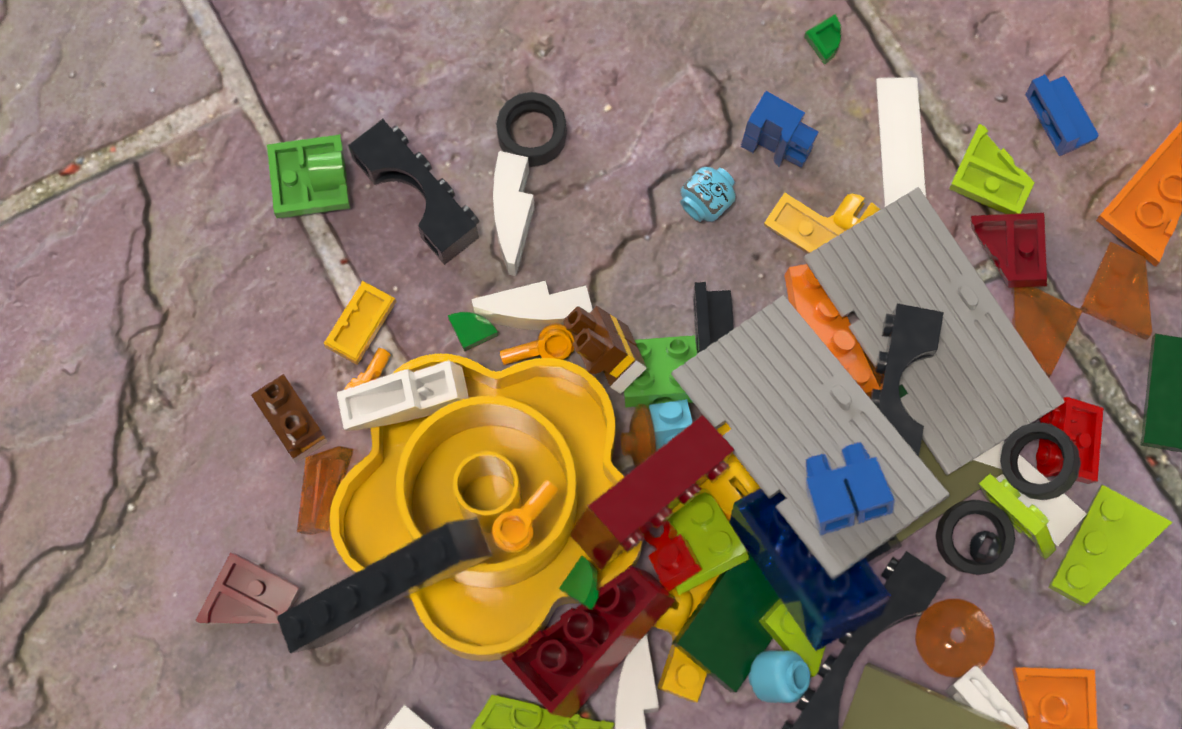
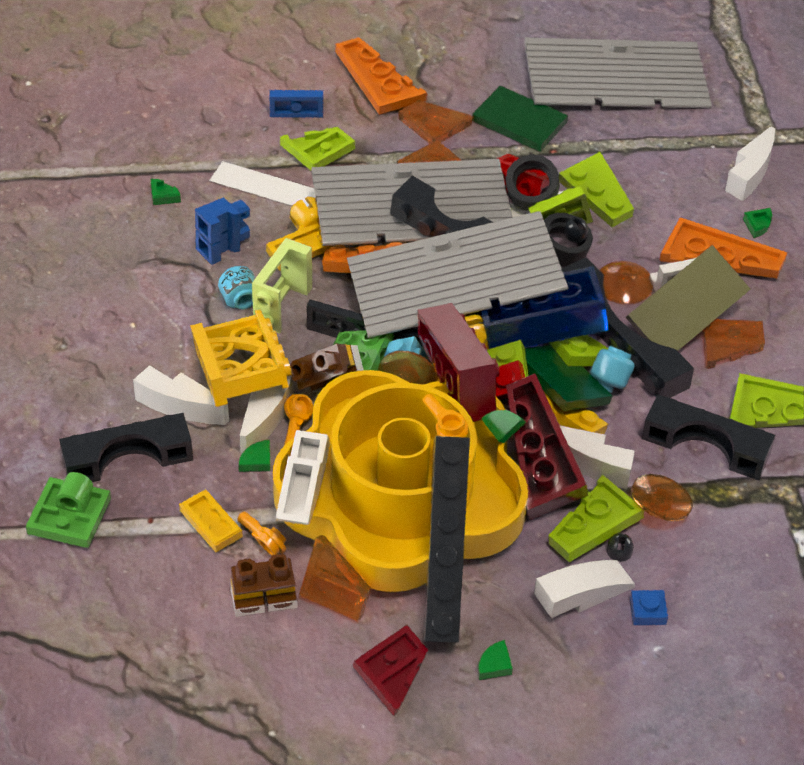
camera: 70 degrees left, 25 degrees down
(303, 700) = (495, 662): none -> green tile
(537, 103) = (120, 348): black tyre -> none
(587, 201) = (261, 371): none -> yellow fence
(752, 241) = (295, 276): none -> yellowish green panel
(864, 483) = (515, 251): blue hips -> none
(1015, 246) = (377, 148): dark red wing -> none

